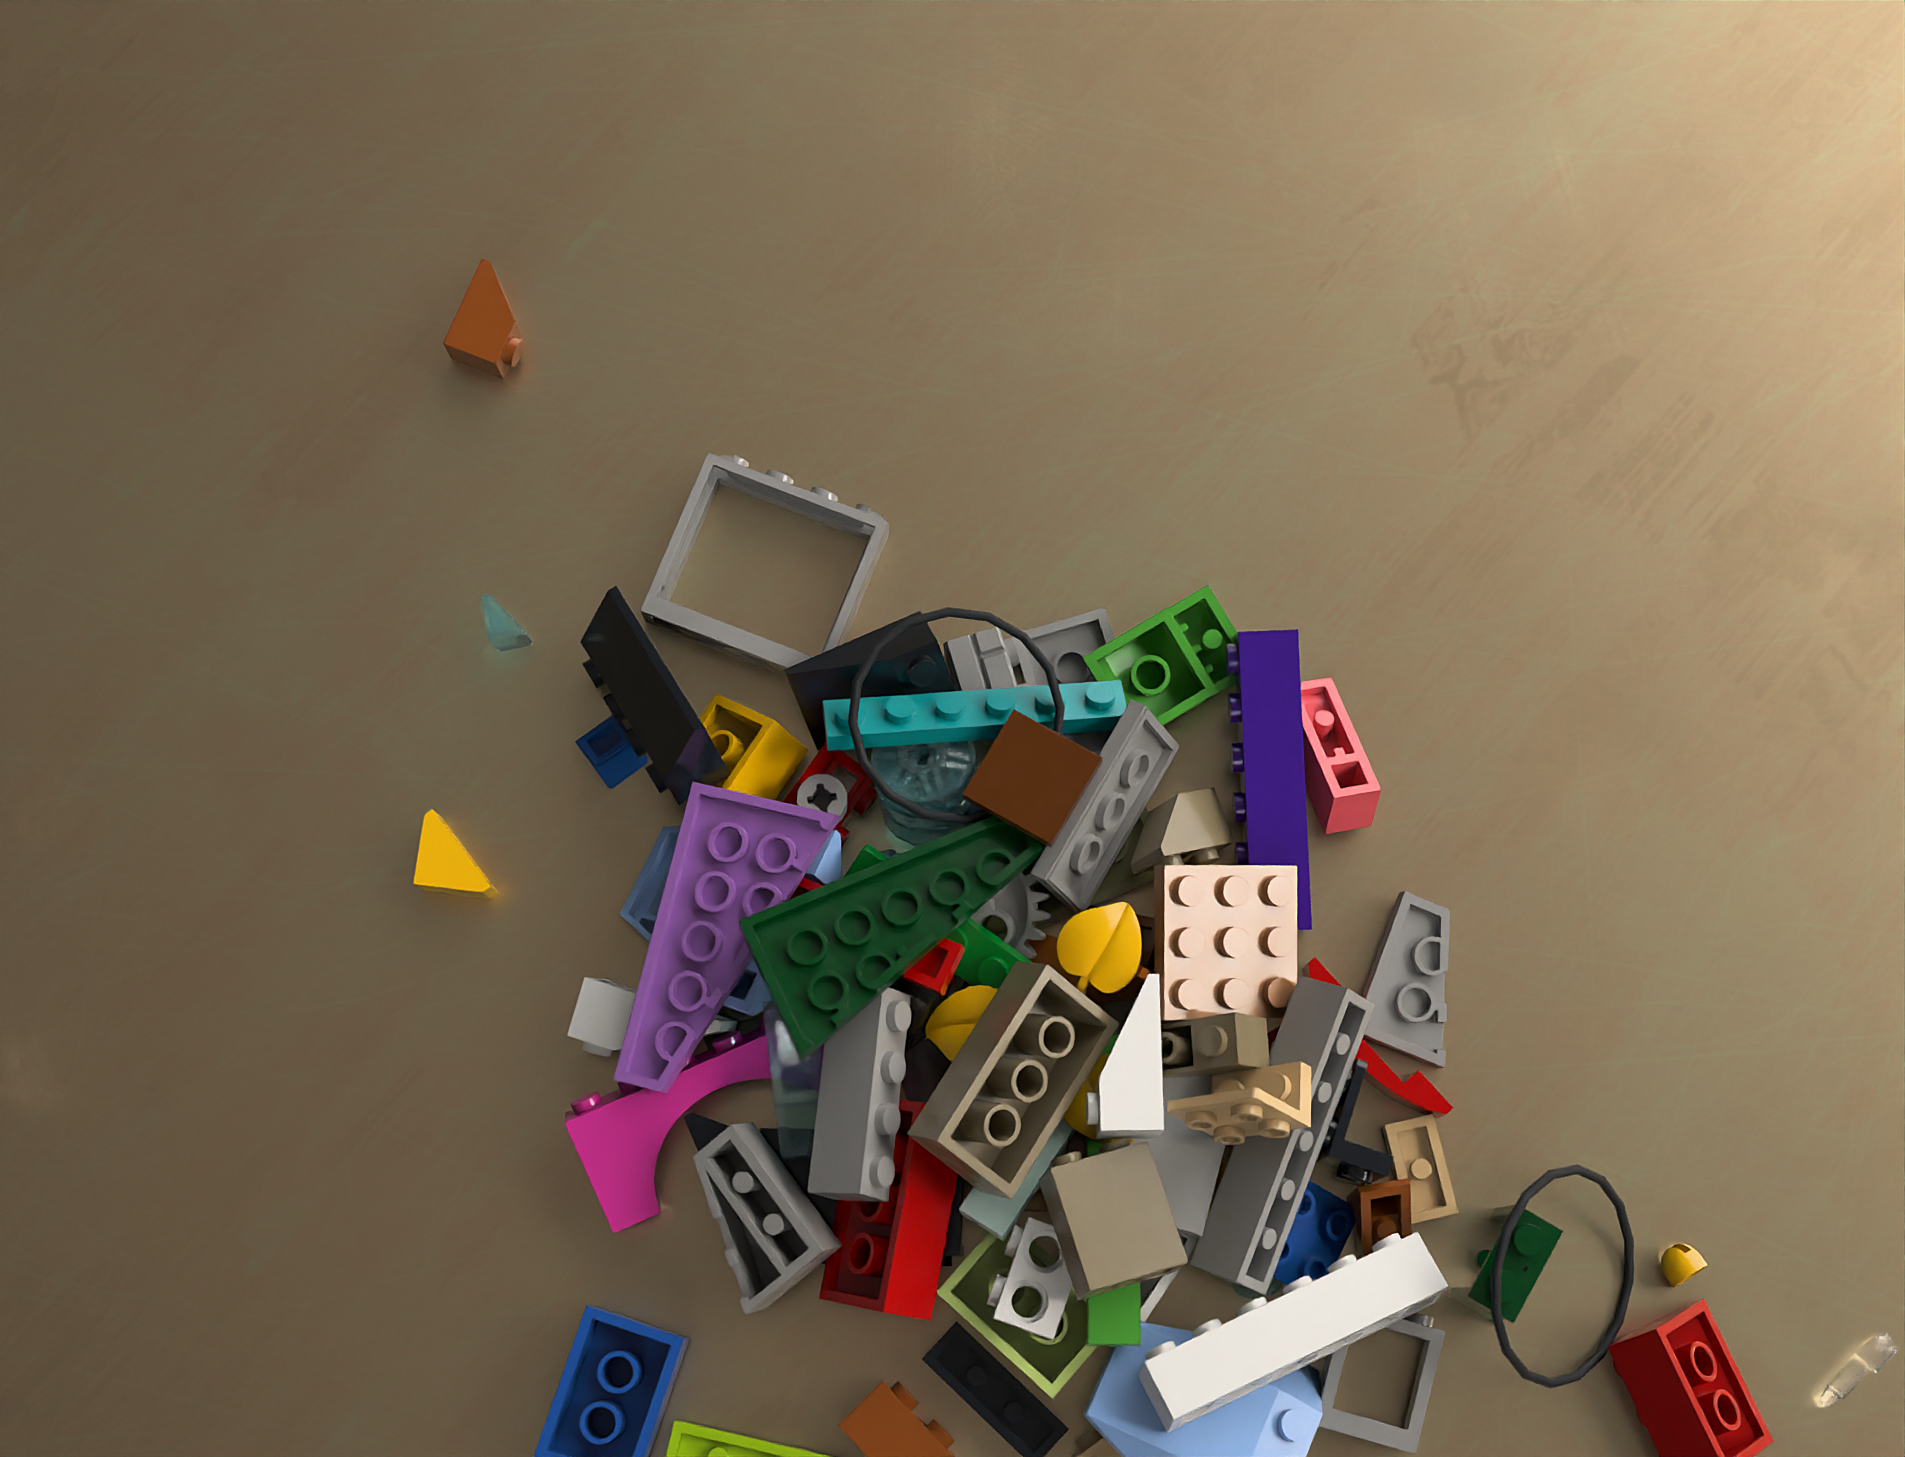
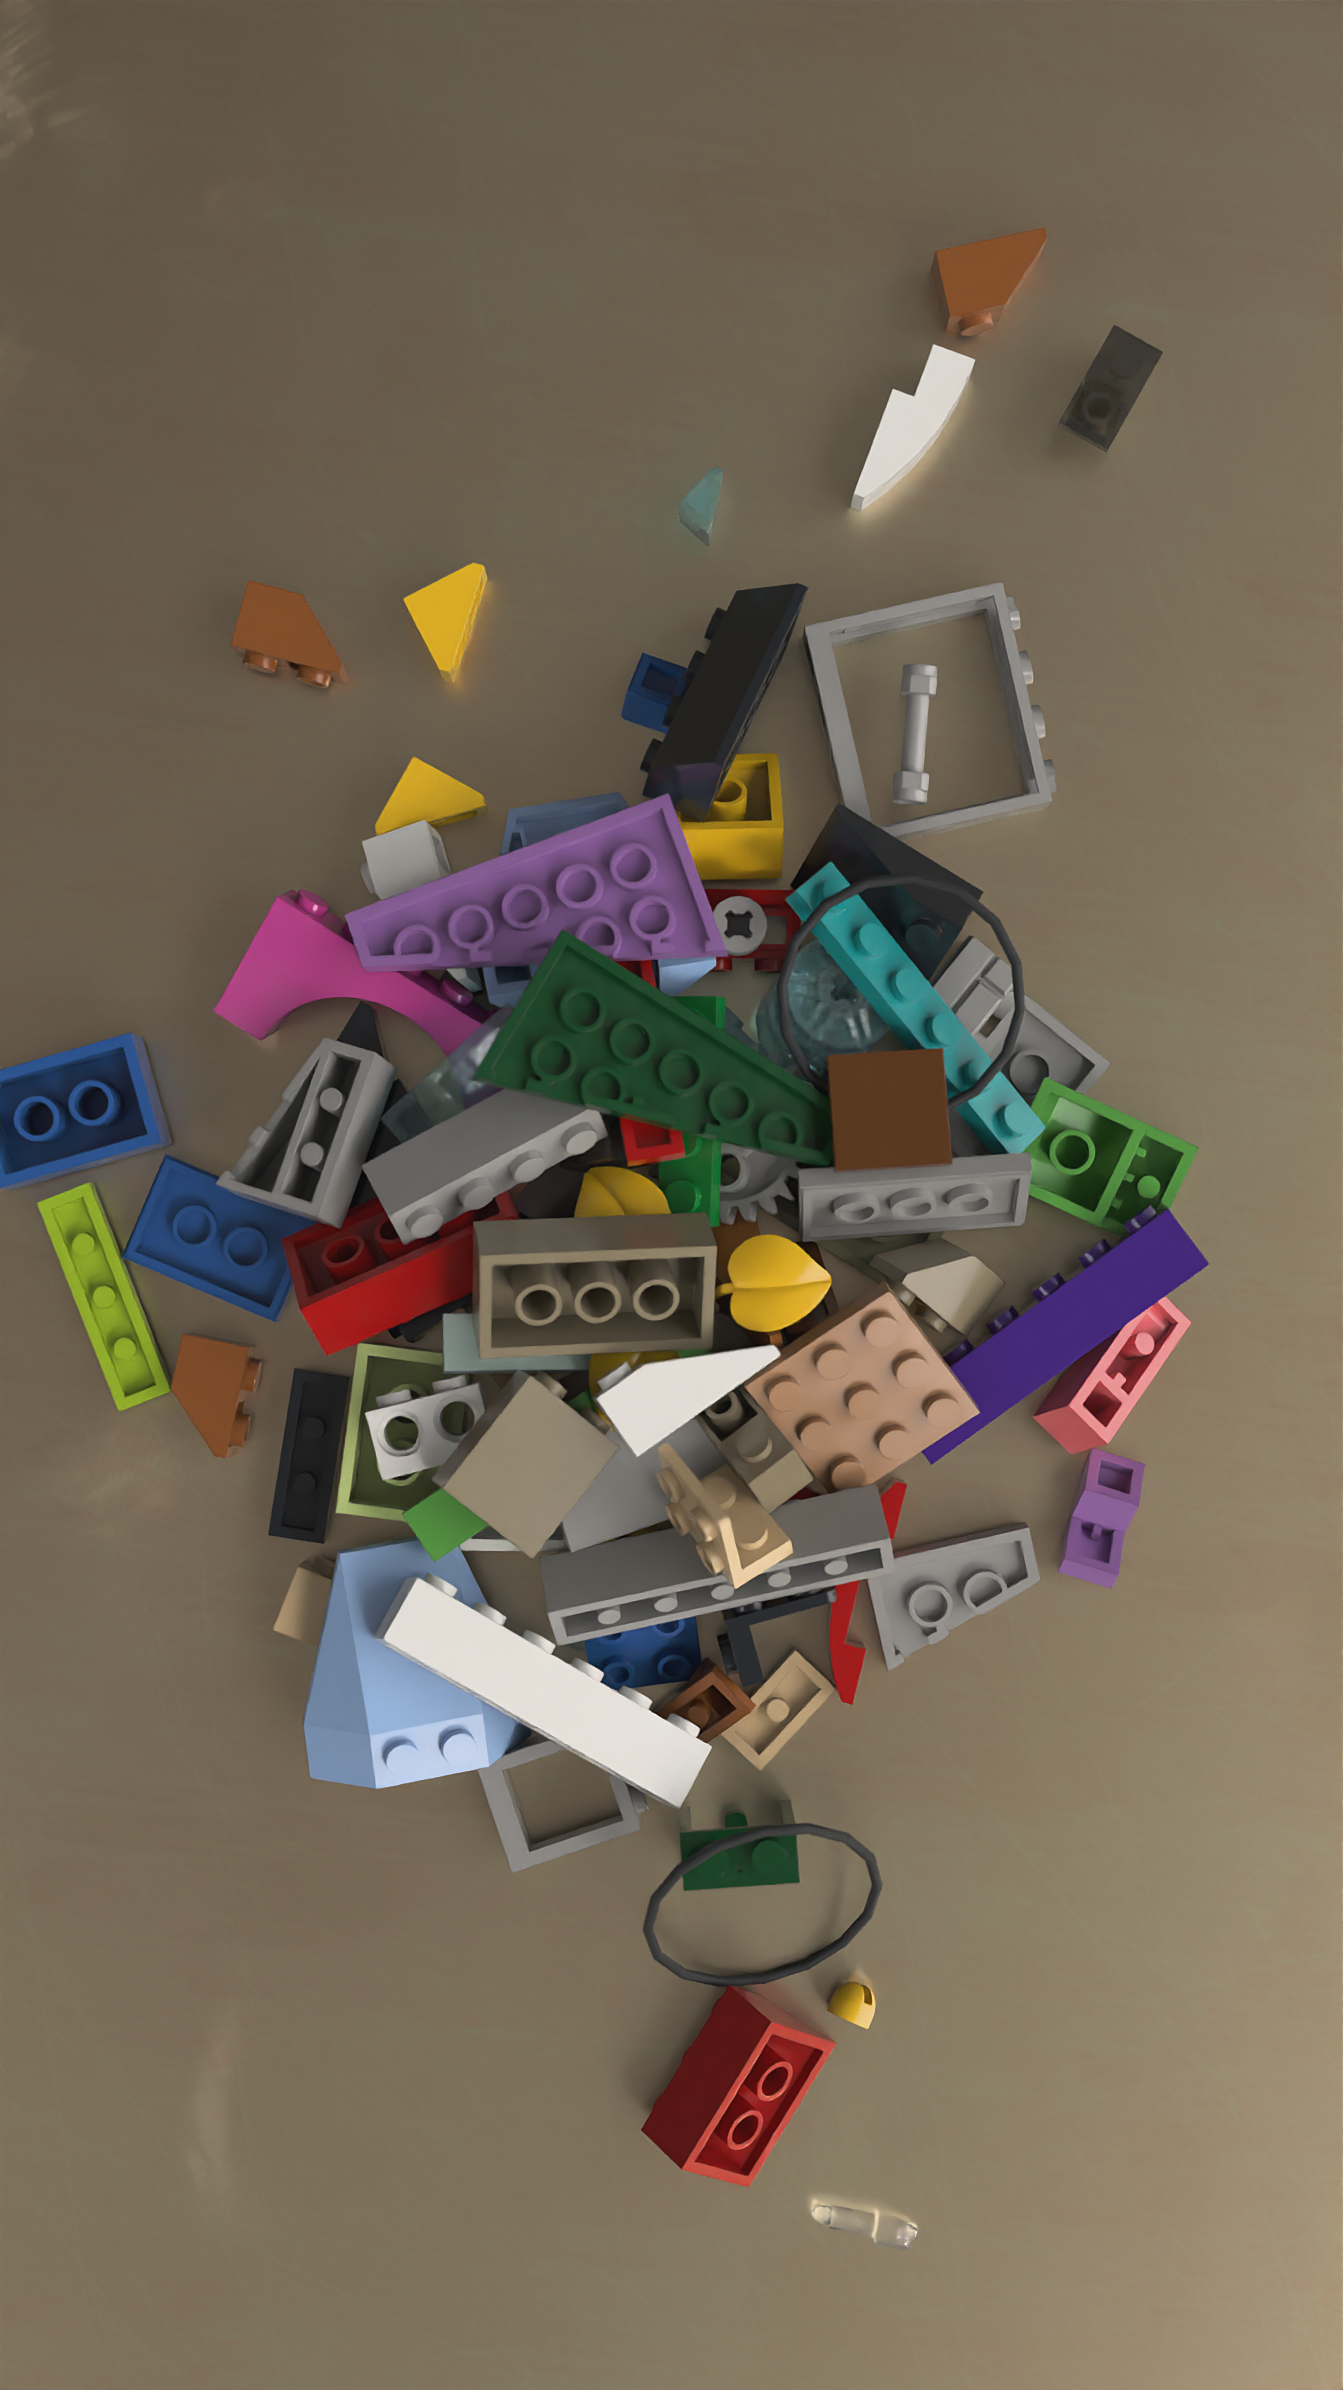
camera: 55 degrees right, 10 degrees up
(375, 988) = (282, 631): none -> dark orange slope
(550, 441) = (912, 424): none -> white slope
(570, 961) = (431, 797): none -> yellow slope
(625, 289) = (1110, 388): none -> clear smoke slope
(741, 559) = (918, 687): none -> light grey bar
(783, 1352) = (214, 1239): none -> blue tile
(1430, 835) = (1100, 1516): none -> medium lavender slope

